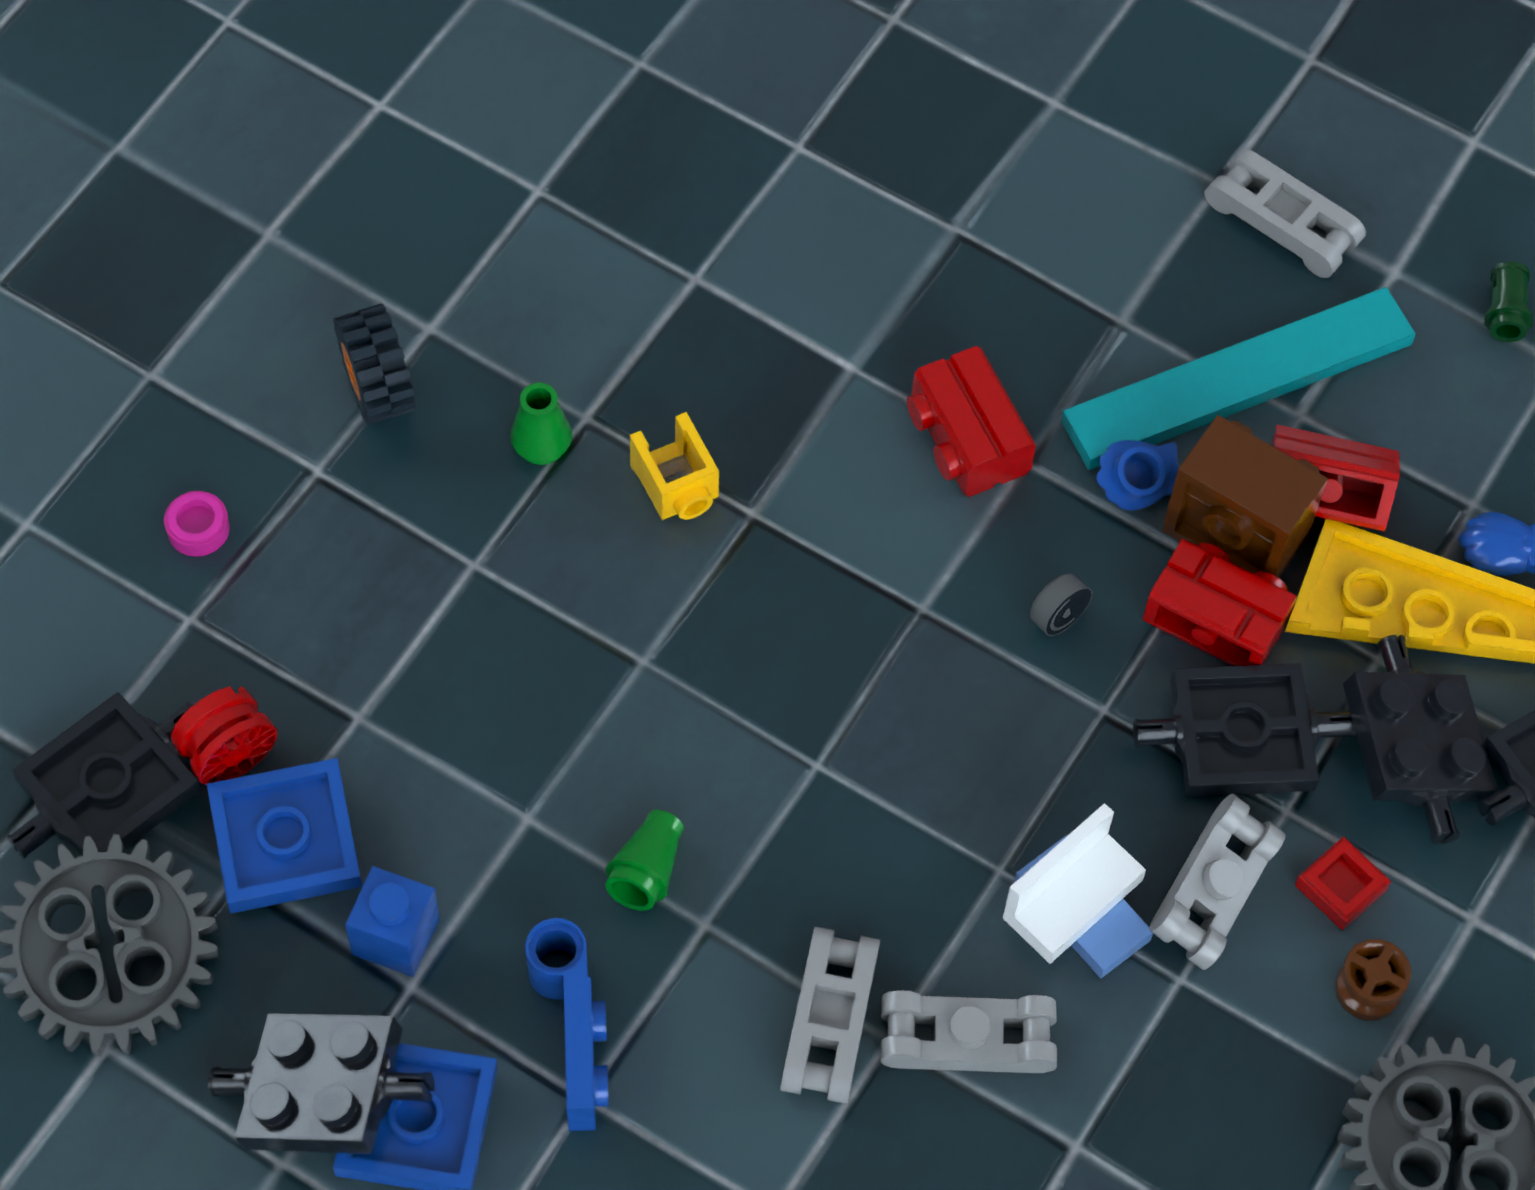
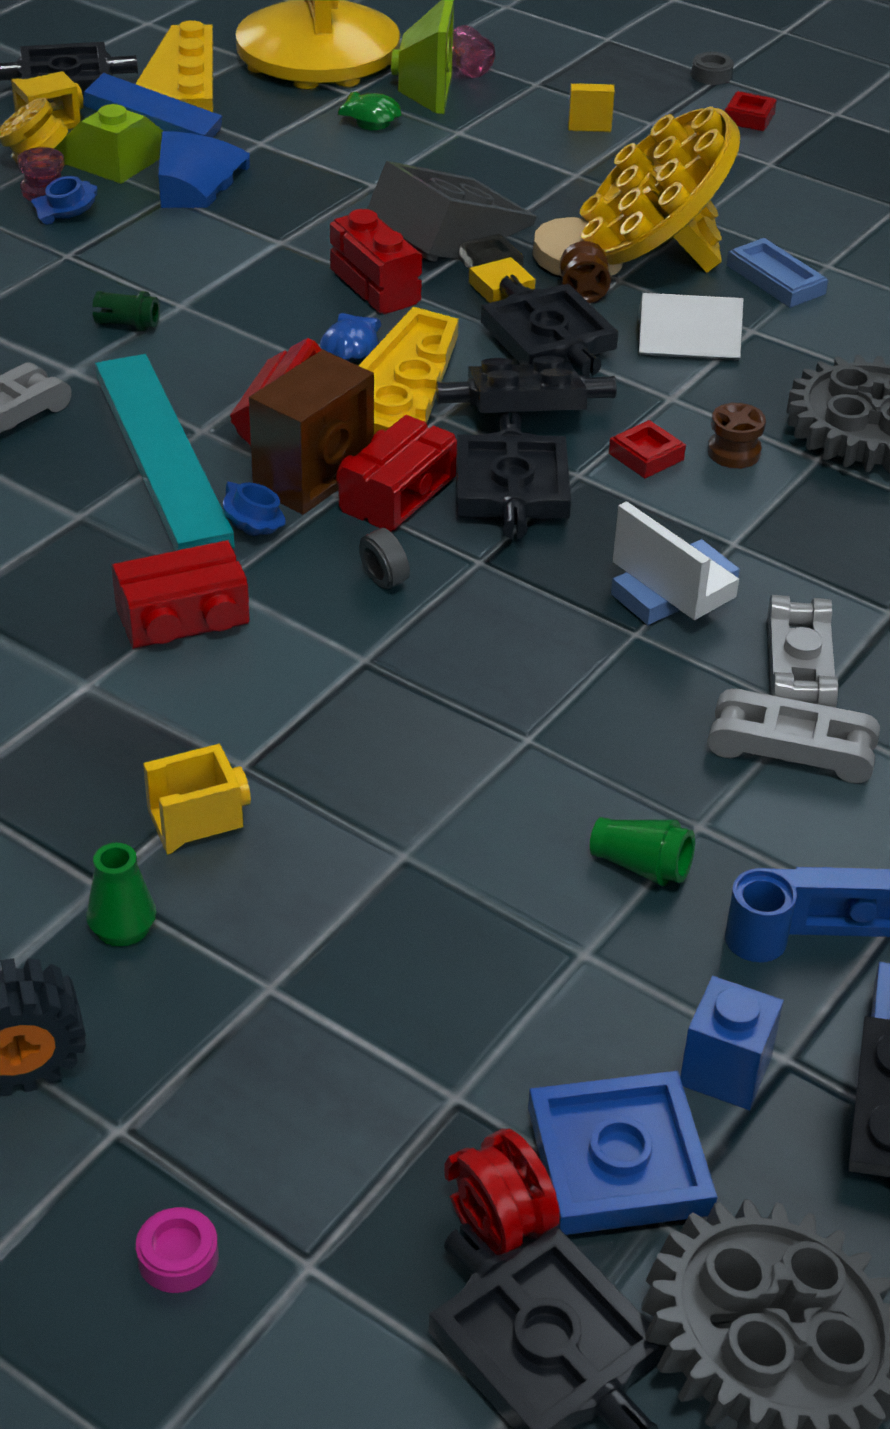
camera: 85 degrees left, 20 degrees down
(1216, 881) = (616, 484): light grey plate -> none

